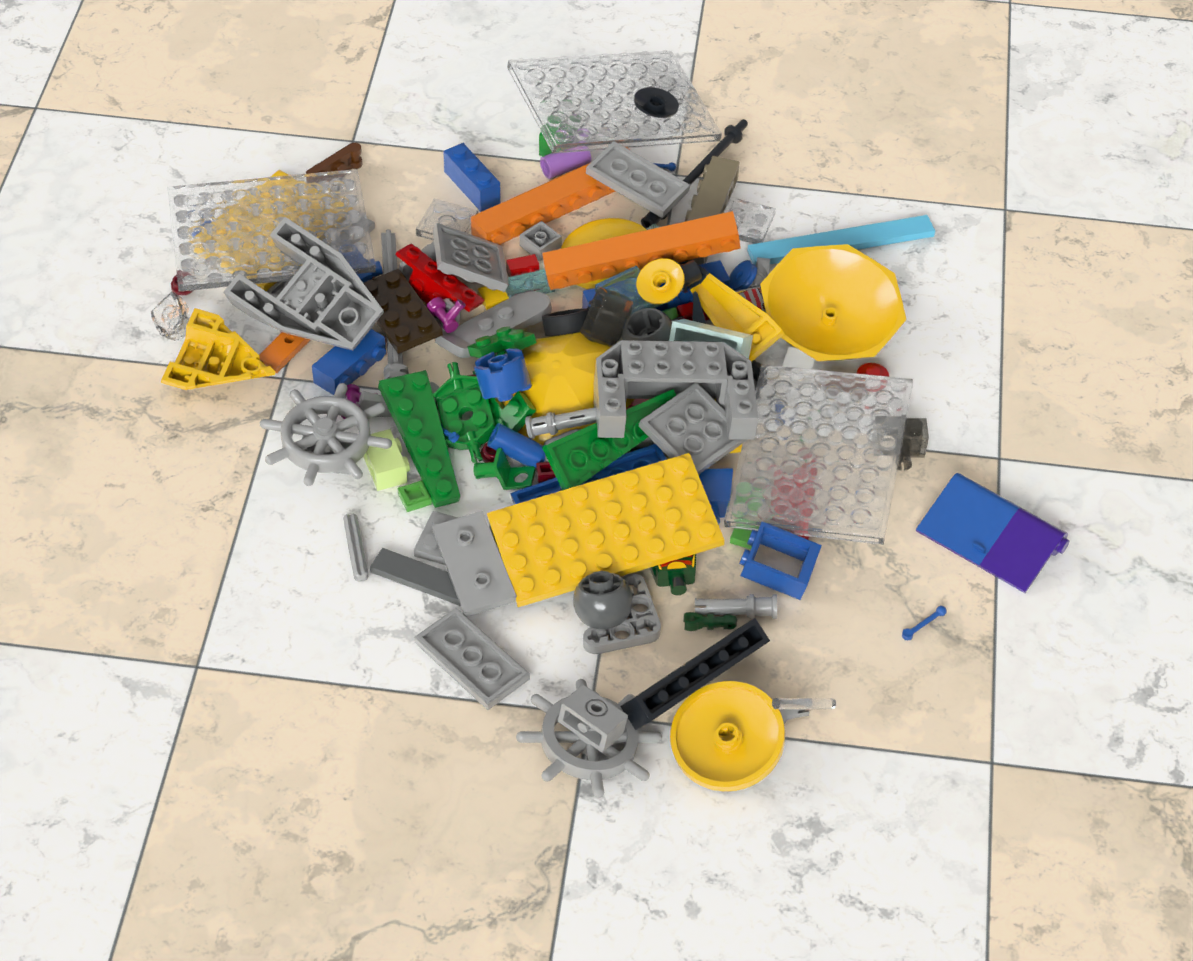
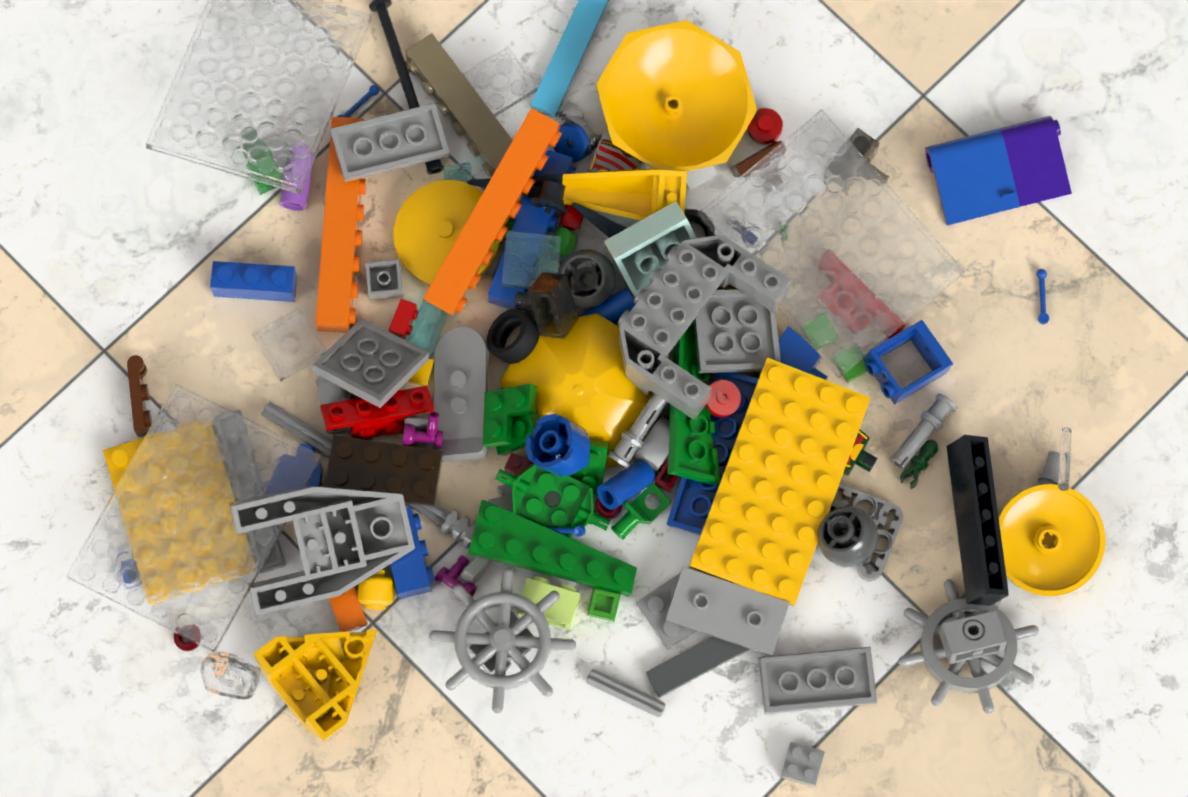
camera: 50 degrees left, 25 degrees up
(303, 357) = (376, 591): none -> yellow head
(393, 689) = (802, 764): none -> light grey piece
(633, 452) = (724, 399): none -> wheel
(654, 275) = (549, 242): yellow dish -> none
(656, 102) = (307, 42): black dish -> none

